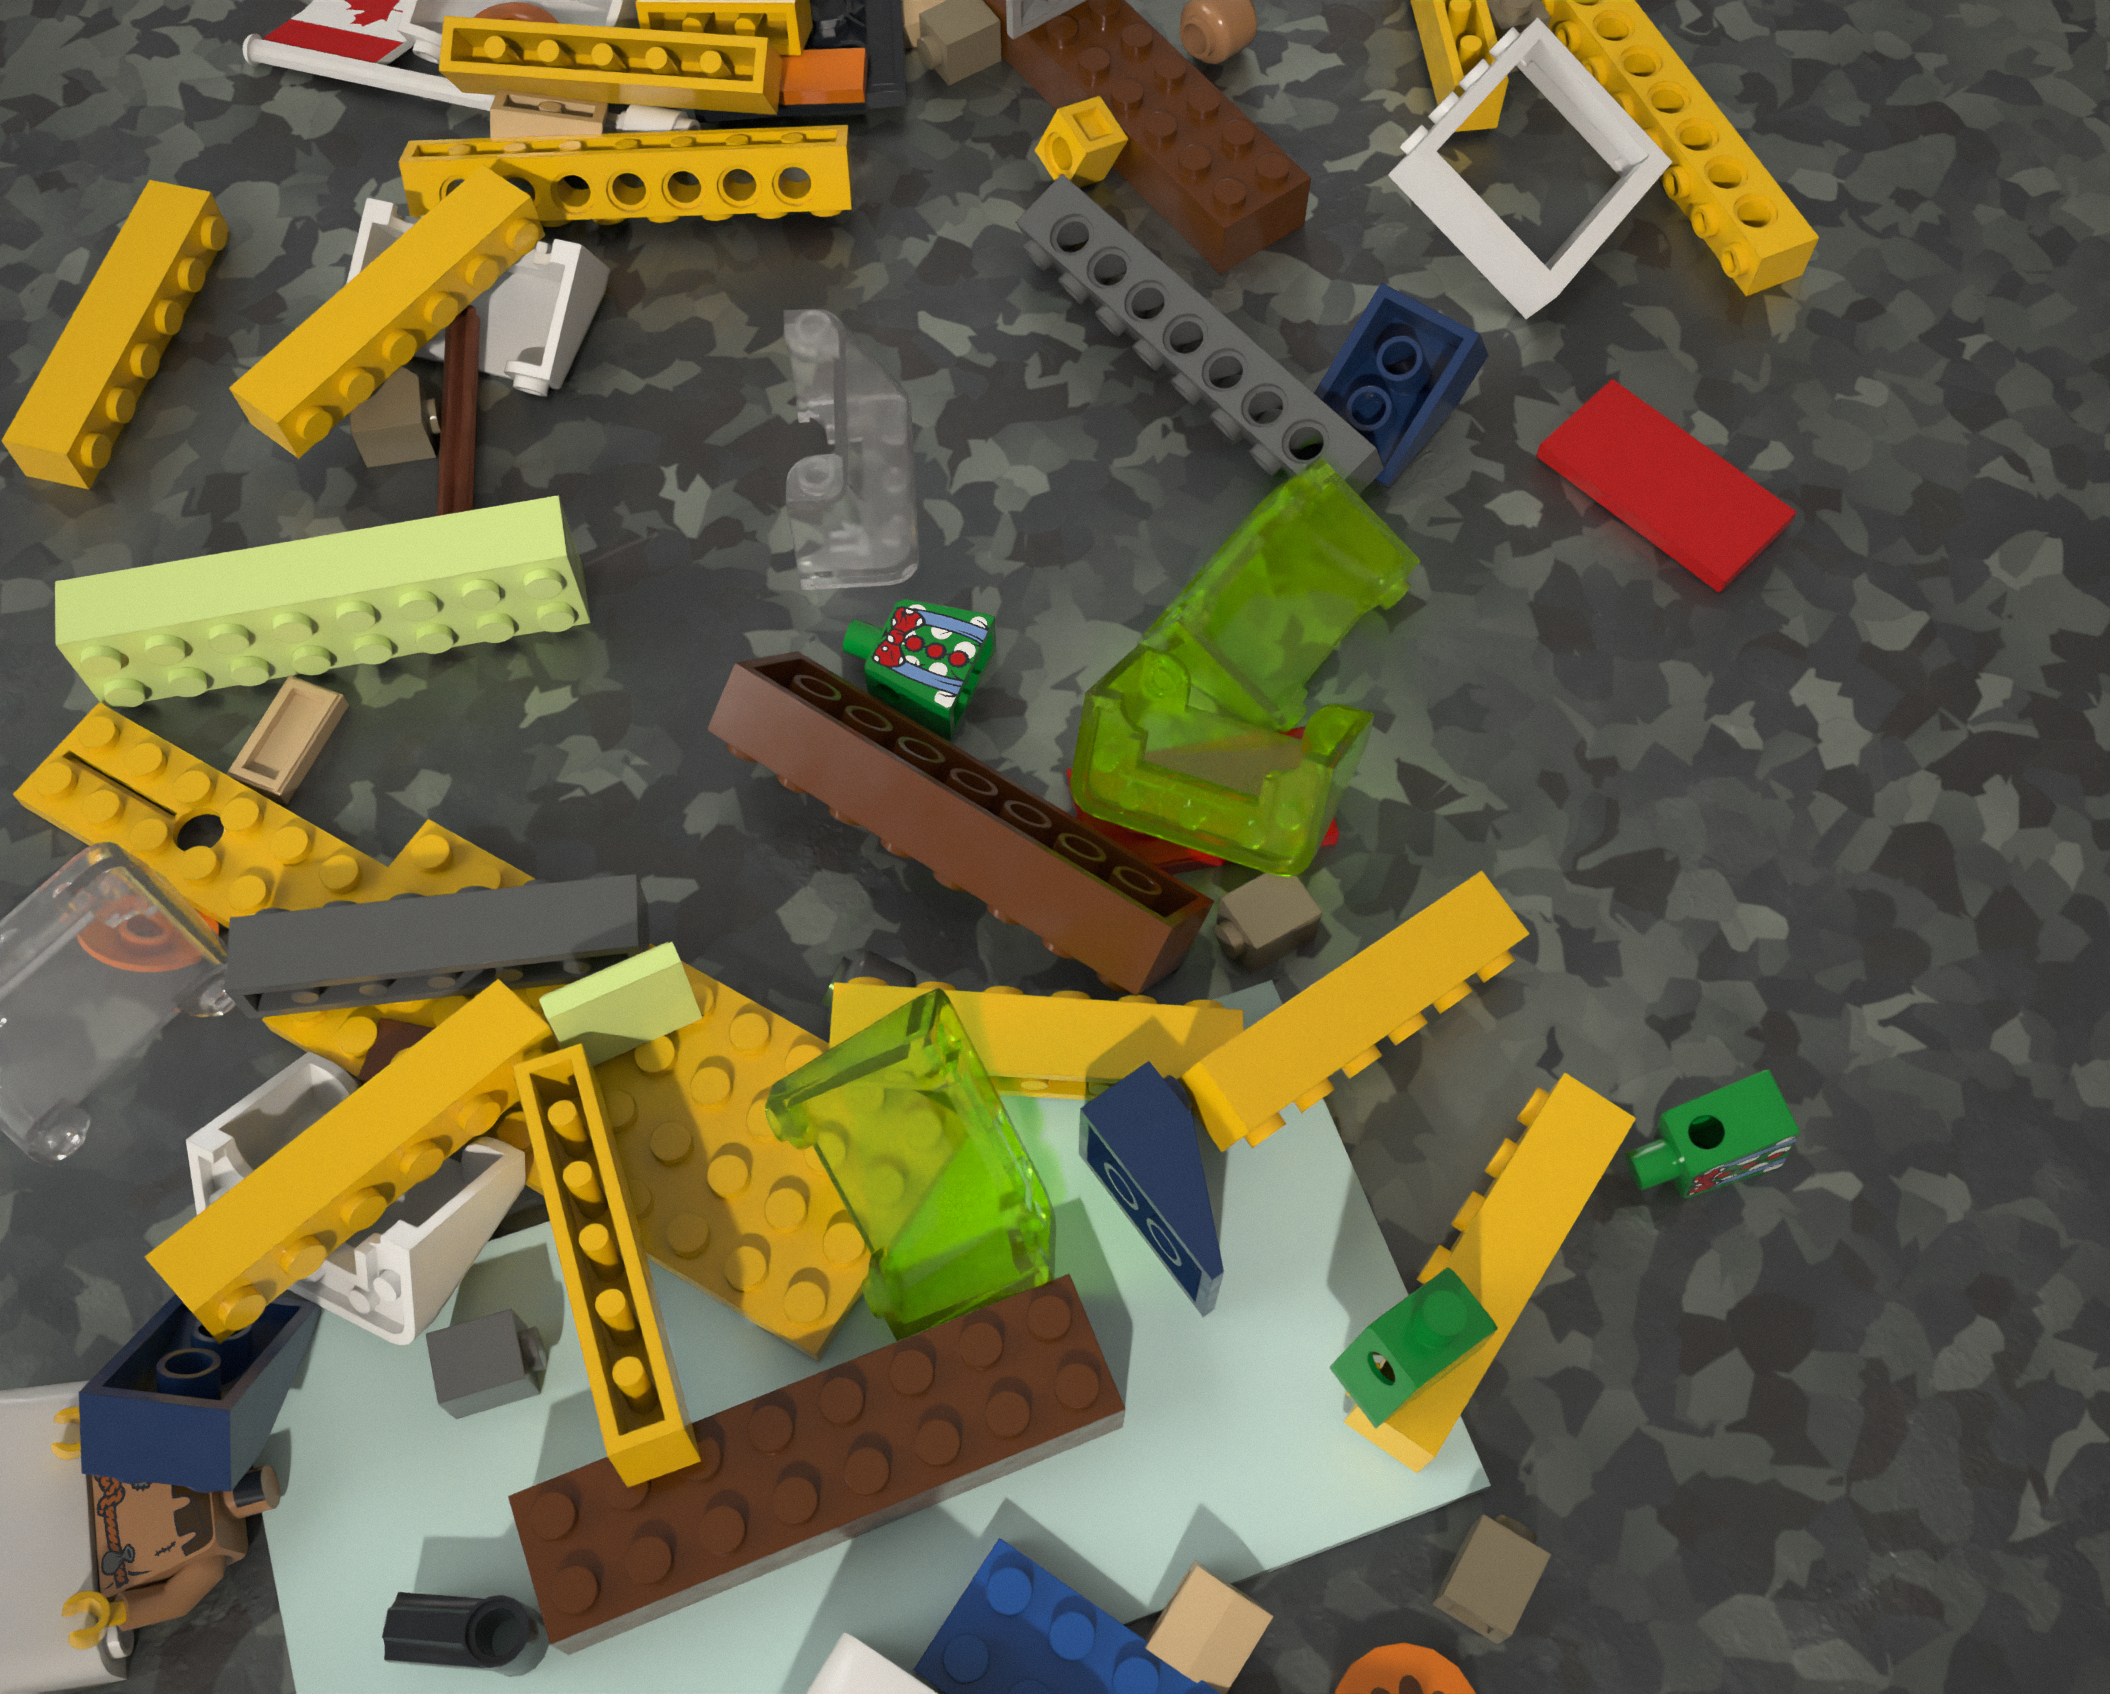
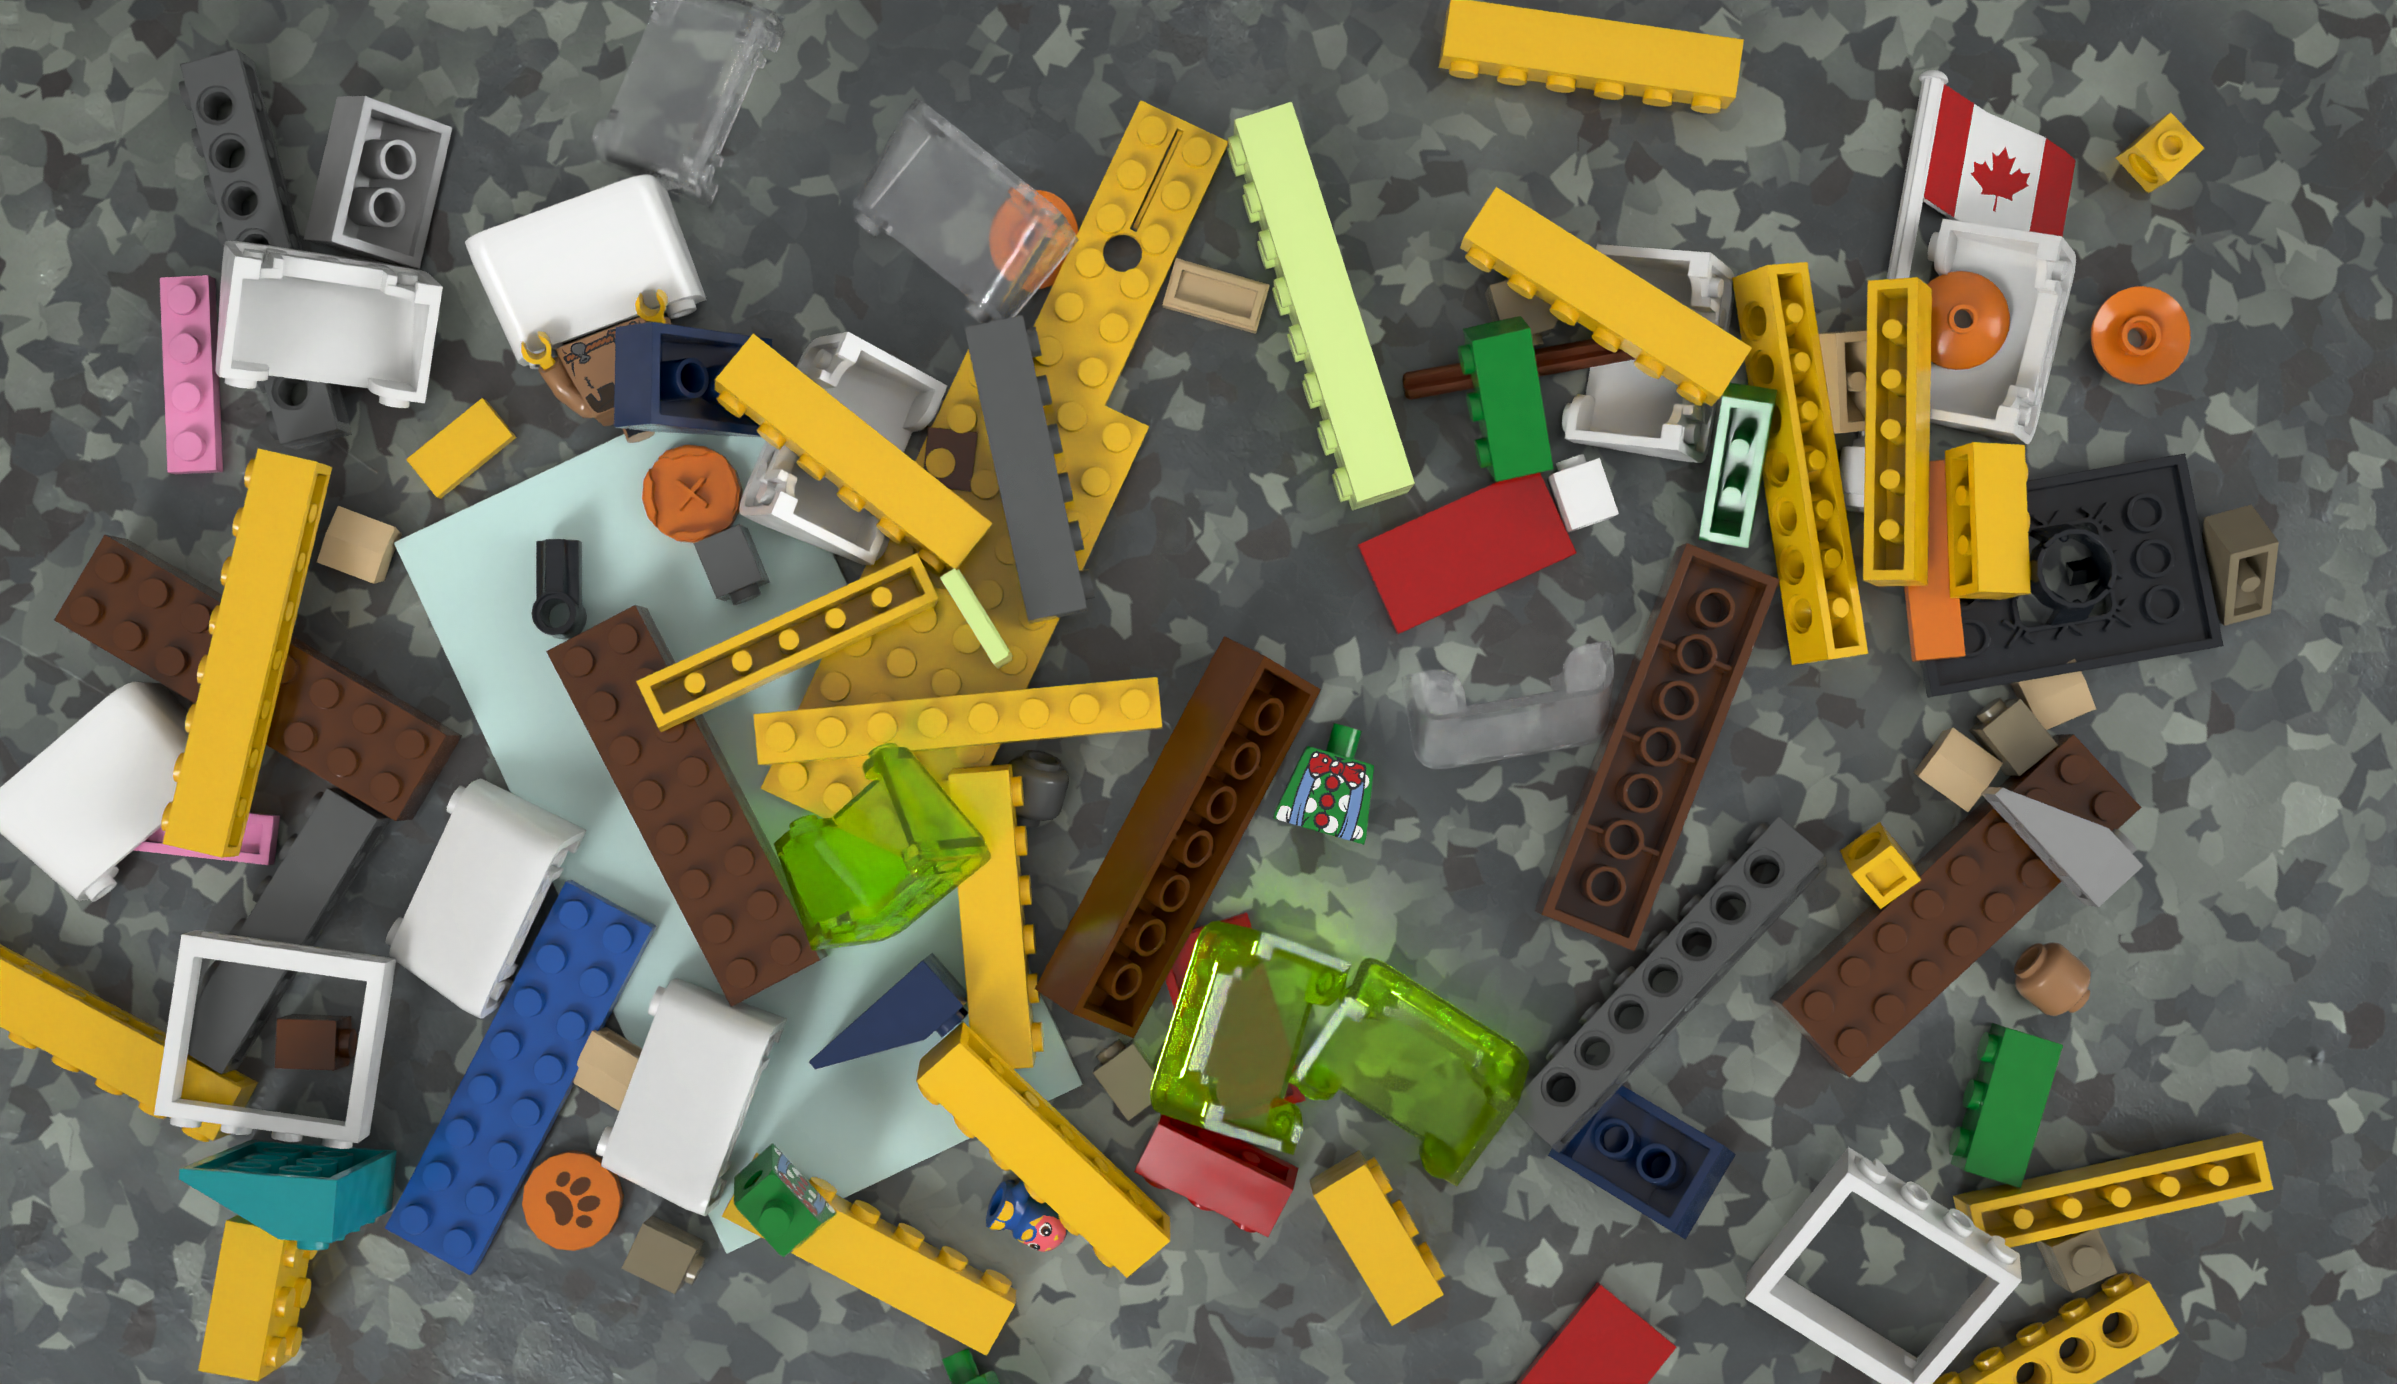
camera: 85 degrees right, 25 degrees up
(373, 1423) = (692, 493): none -> orange tile
(487, 424) = (1506, 399): none -> green brick
(616, 215) = (1737, 464): none -> brick
(619, 380) = (1581, 493): none -> white brick
(662, 507) = (1466, 550): none -> red tile
(759, 1044) = (958, 721): none -> yellow brick
(931, 327) = (1657, 745): none -> reddish brown brick
(988, 87) = (1958, 768): none -> tan piece
(1258, 1492) = (689, 1094): none -> white windscreen
(1348, 73) = (2004, 1104): none -> green brick
(1392, 826) = (1218, 1173): none -> brick
(1450, 1057) = (1026, 1218): none -> blue animal
(1479, 644) = (1378, 1236): none -> yellow brick

